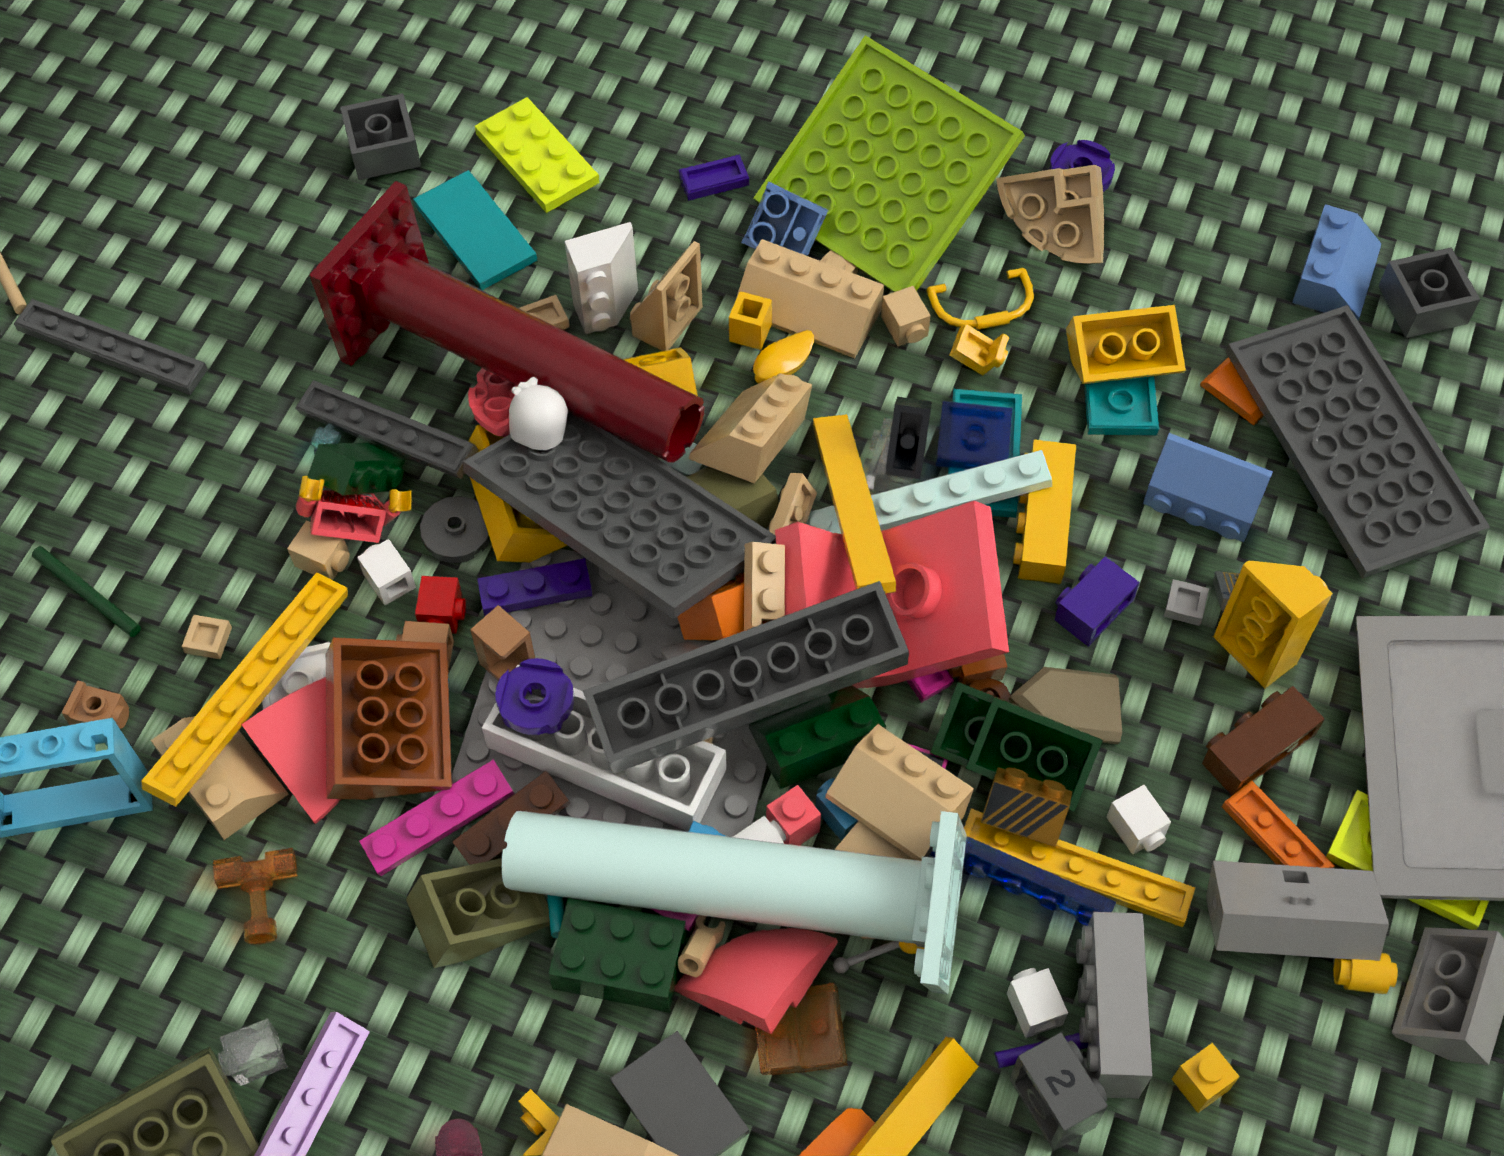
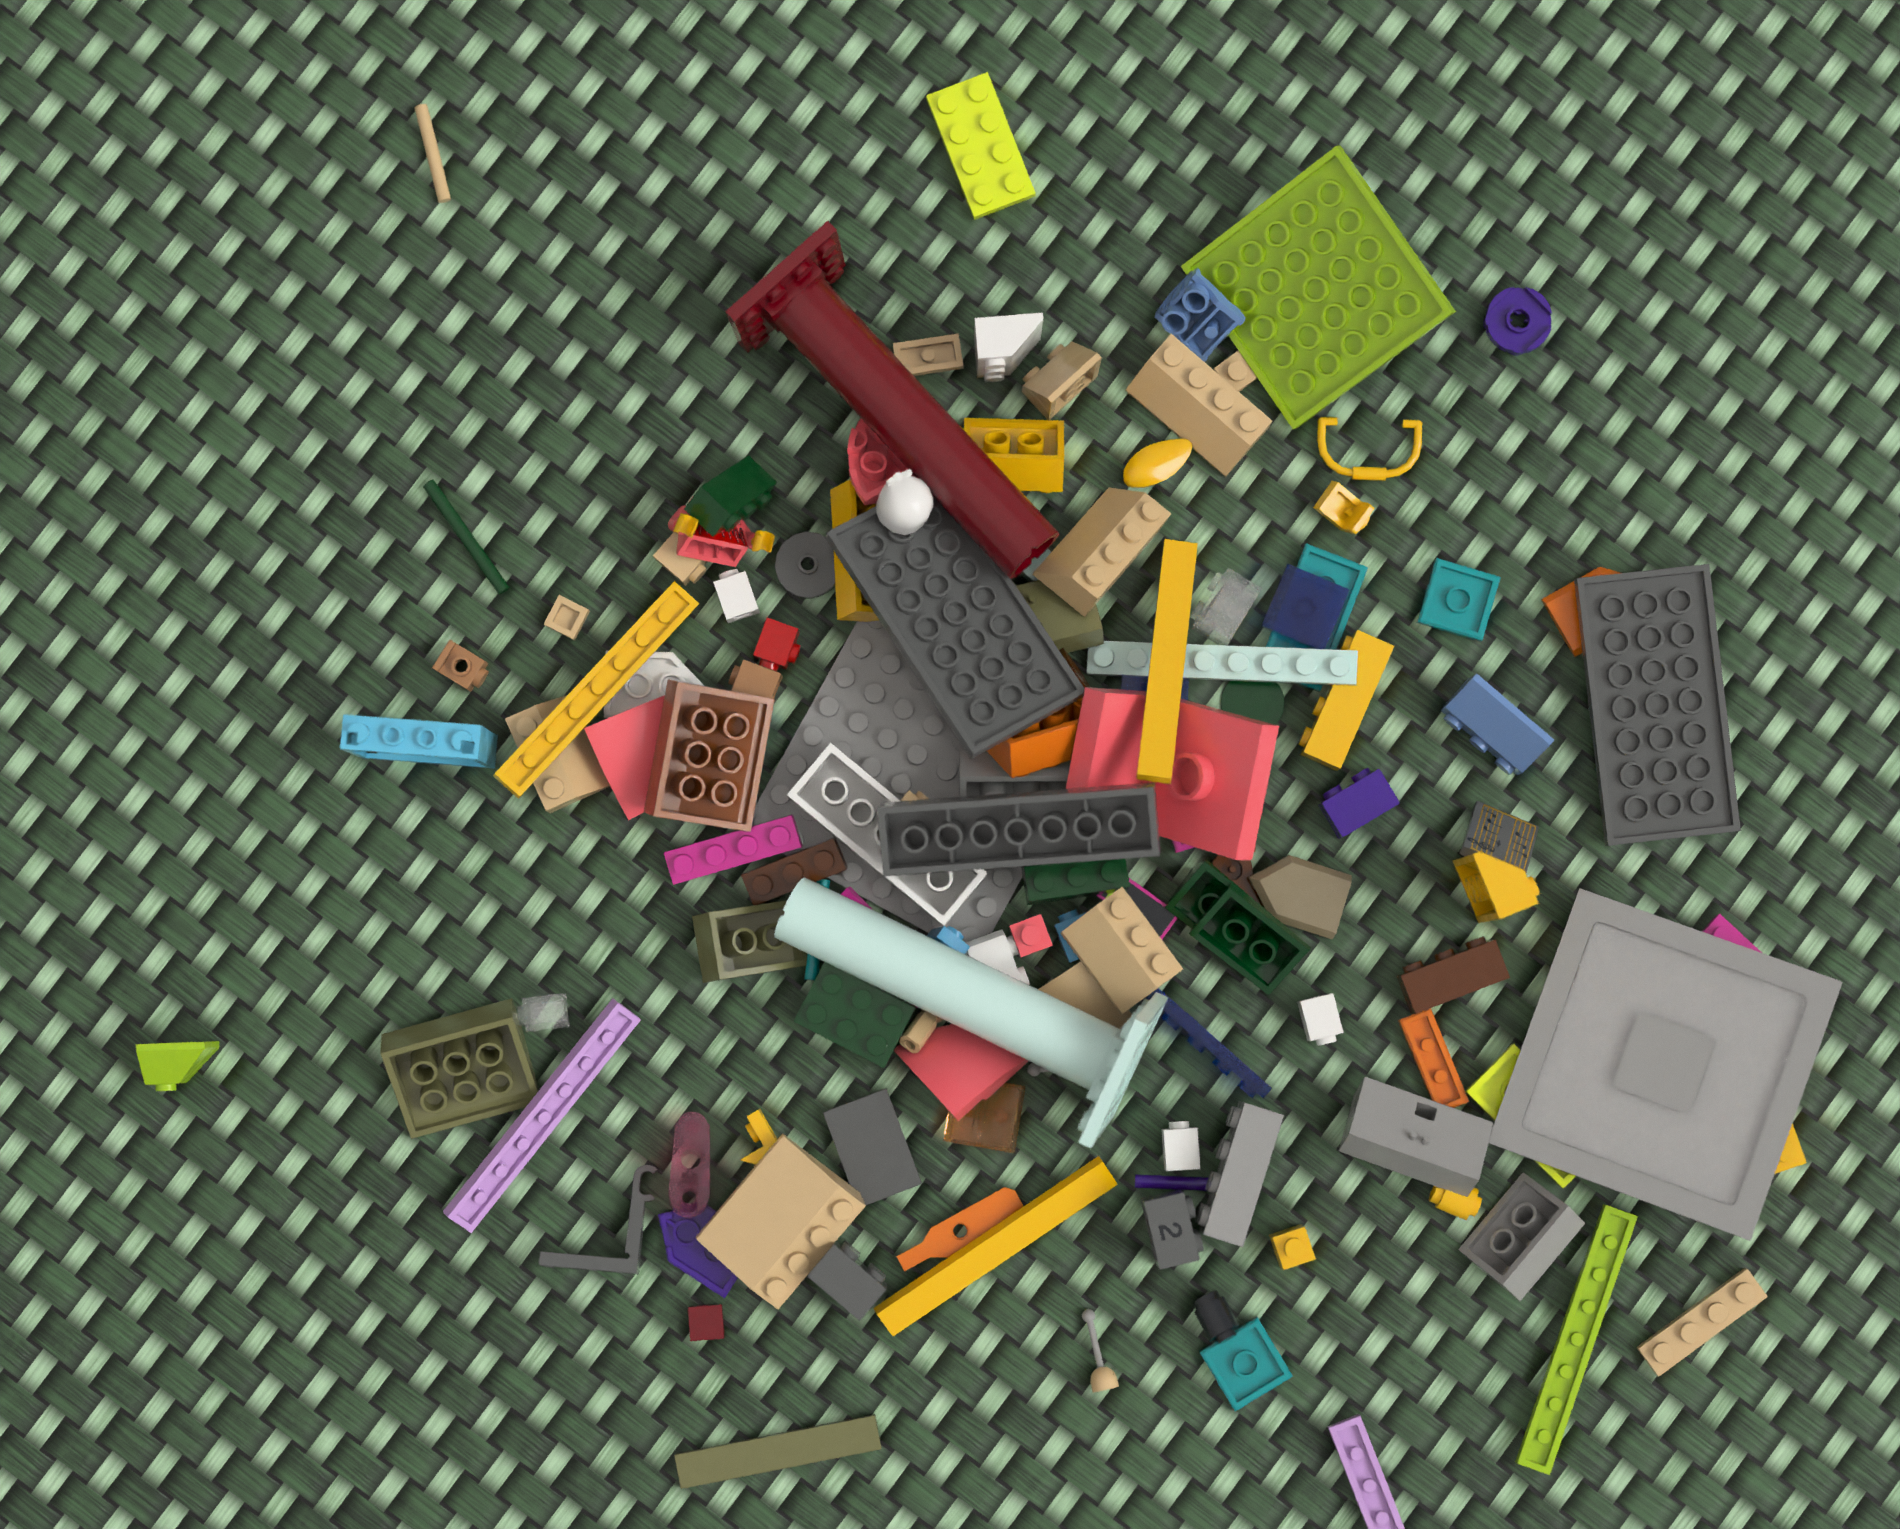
camera: 15 degrees right, 25 degrees up
(111, 346) = (523, 268): dark grey tile -> none
(255, 879) = (572, 859): clear orange bar -> none
(325, 436) = (707, 439): clear light blue plate -> none
(380, 136) = (828, 91): dark grey brick -> none
(386, 429) = (765, 448): dark grey tile -> none
(475, 230) = (898, 225): teal tile -> none
(501, 642) = (823, 717): medium nougat panel -> none
(535, 586) = (858, 651): dark purple plate -> none
(538, 717) = (856, 777): dark purple plate -> none
(713, 177) = (1150, 224): dark purple tile -> none
(750, 320) = (1135, 419): yellow brick -> none
(763, 583) = (1058, 746): tan plate -> none
(794, 503) = (1112, 649): tan plate -> none
(905, 316) = (1286, 452): tan brick -> none
(908, 437) = (1241, 602): black slope -> none
(1027, 806) = (1228, 983): brick -> none
(1058, 211) = (1477, 371): tan brick -> none
(1101, 874) = (1254, 1040): yellow tile -> none
(1125, 344) = (1481, 550): yellow slope -> none
(1186, 602) = (1438, 826): light grey plate -> none
(1338, 263) = (1725, 508): medium blue slope -> none
(1428, 292) = (1794, 569): dark grey brick -> none

